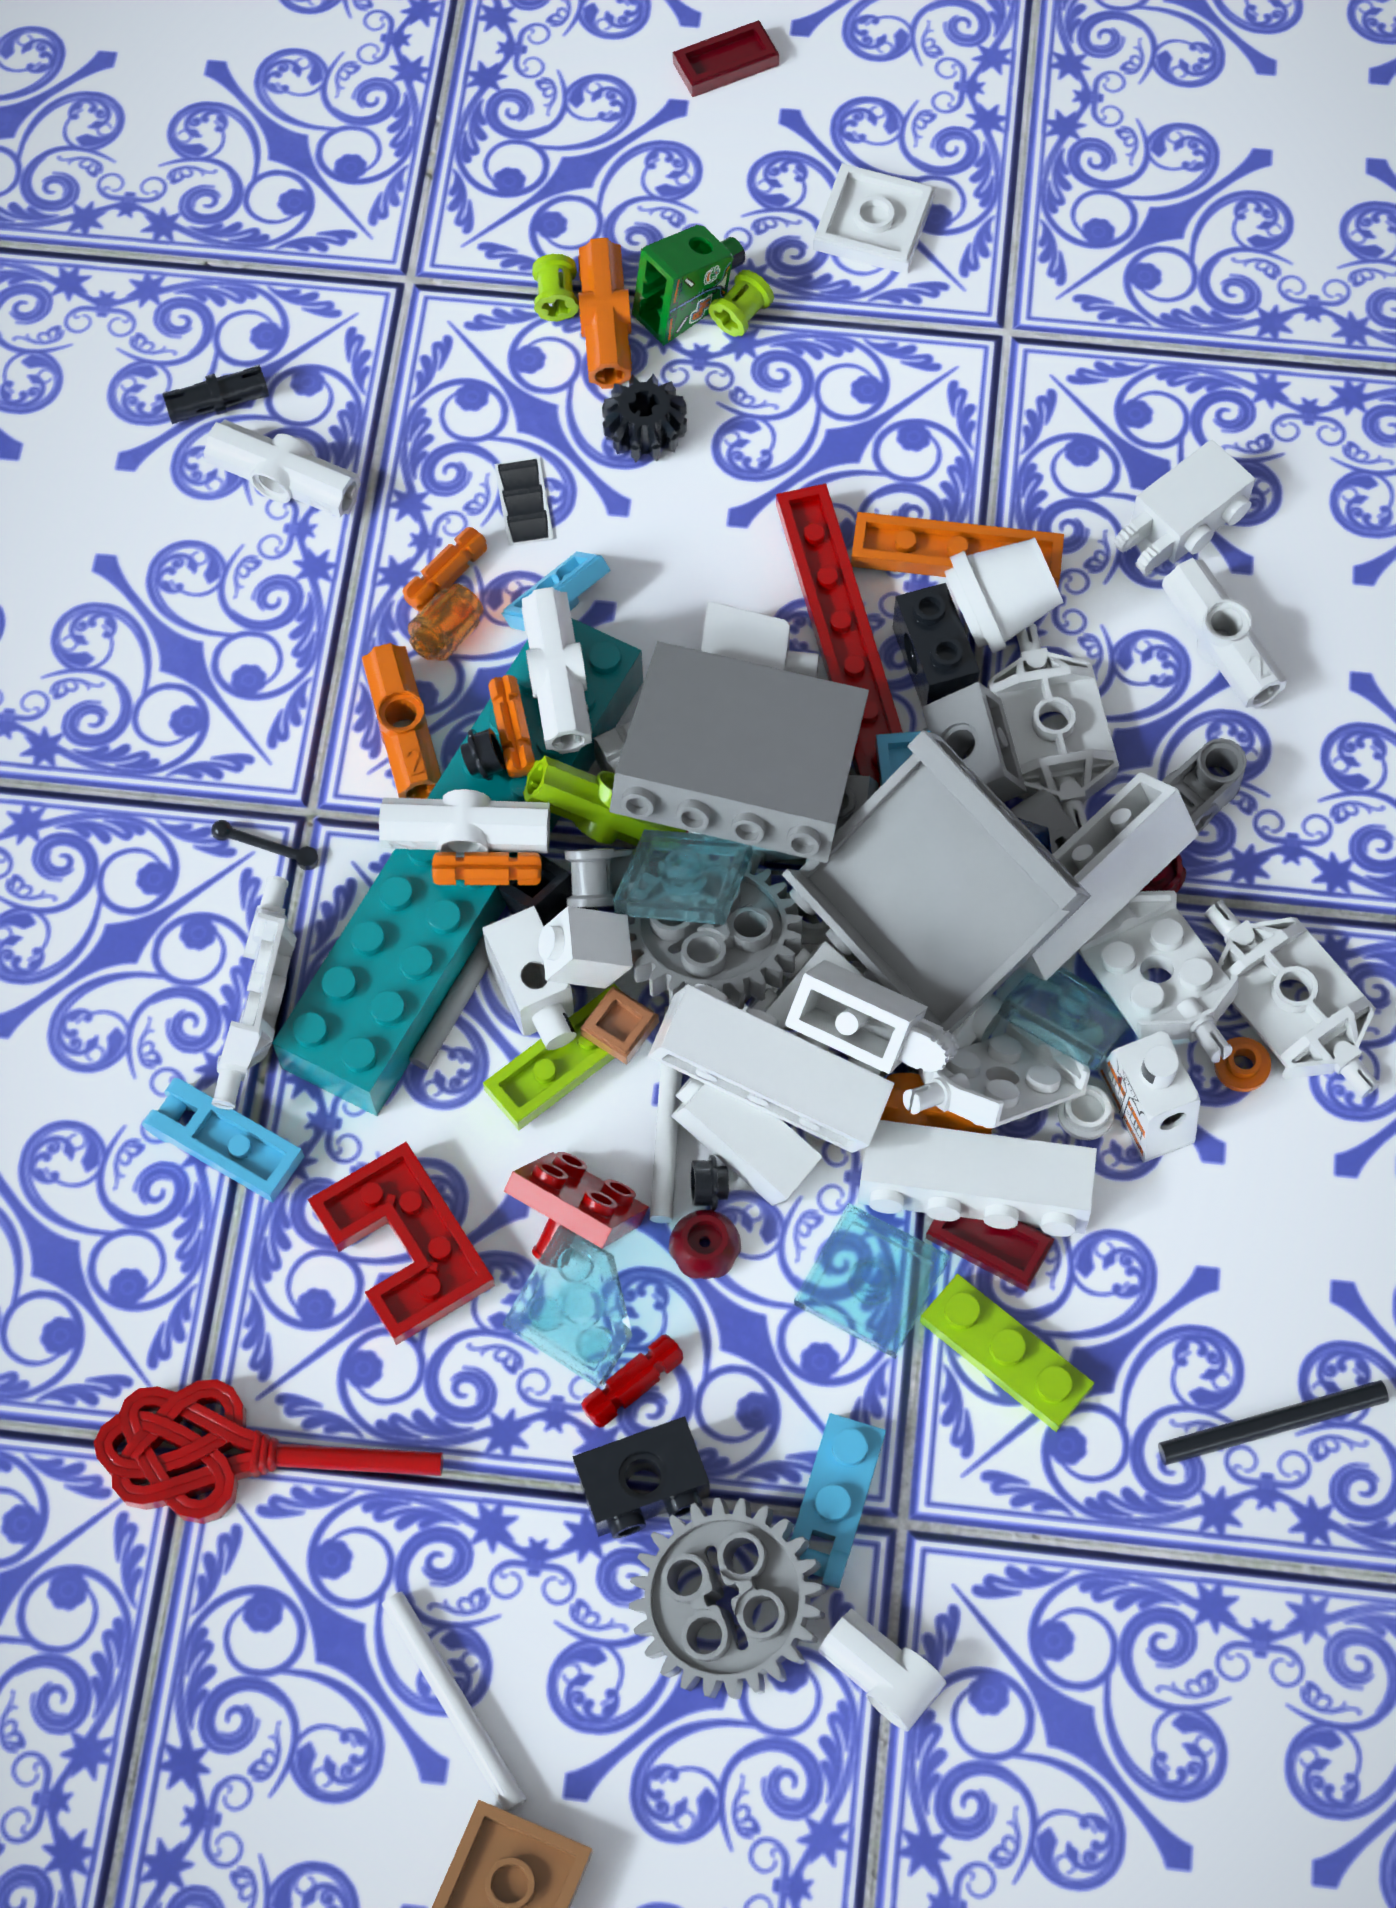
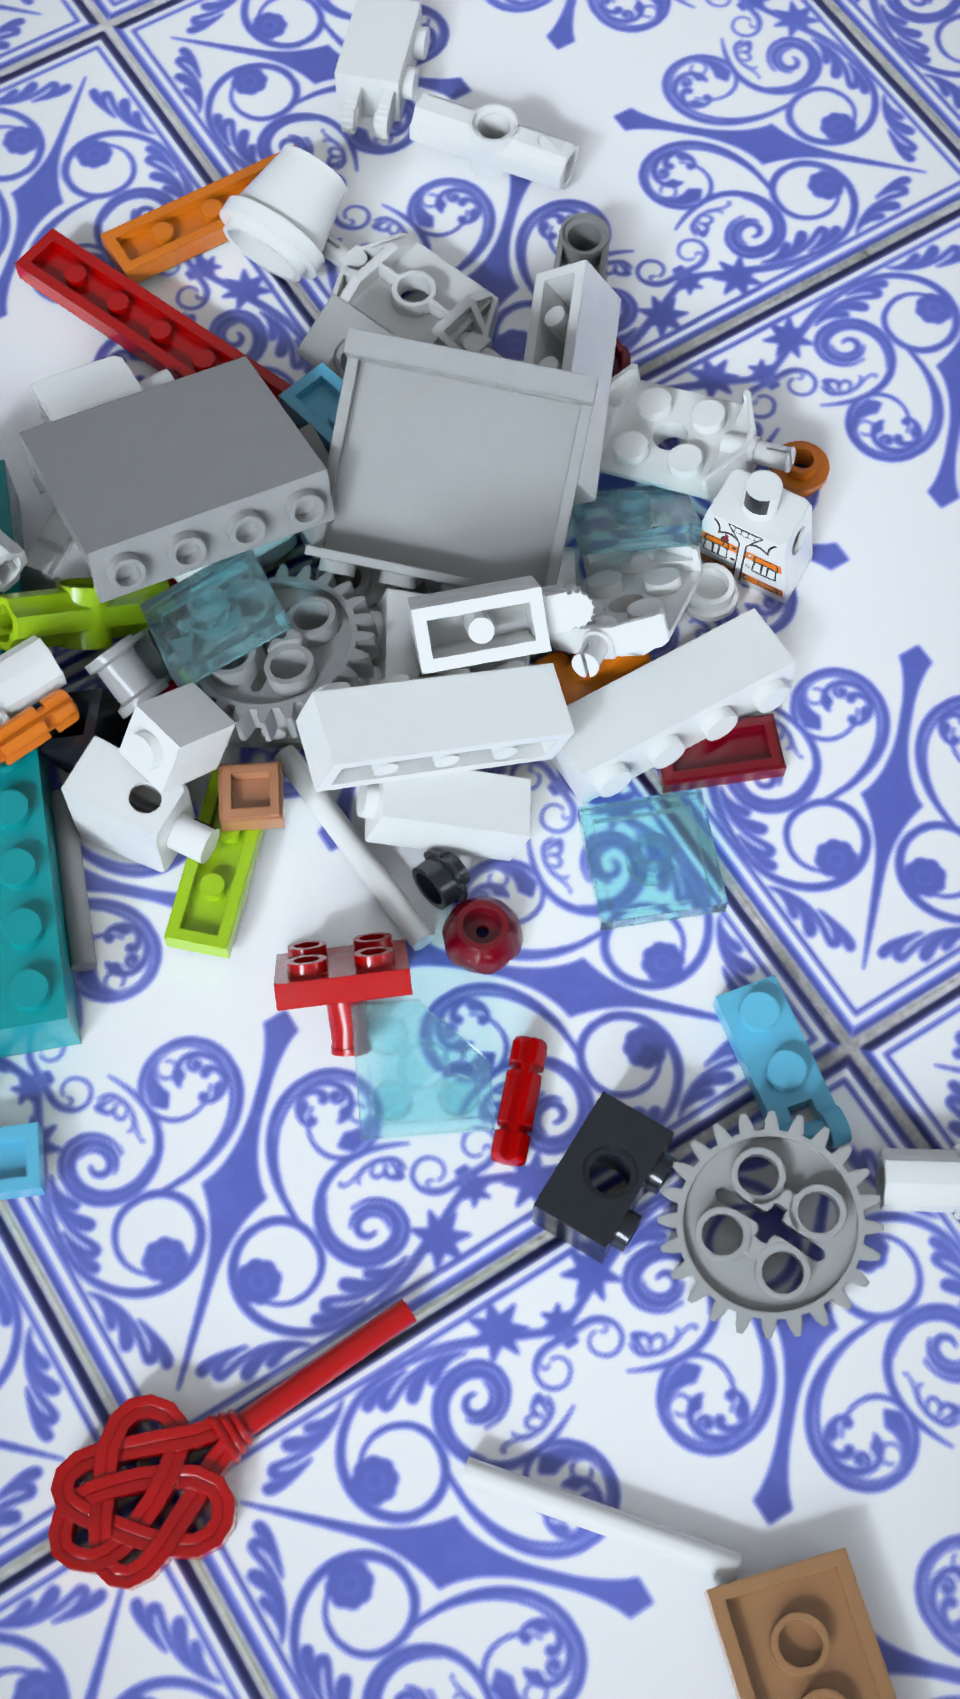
camera: 40 degrees left, 0 degrees up
(444, 1264) = (170, 1093): red plate -> none
(933, 643) = (260, 299): black brick -> none
(1006, 1352) = (814, 836): lime plate -> none
(1308, 1034) = (830, 408): white plate -> none

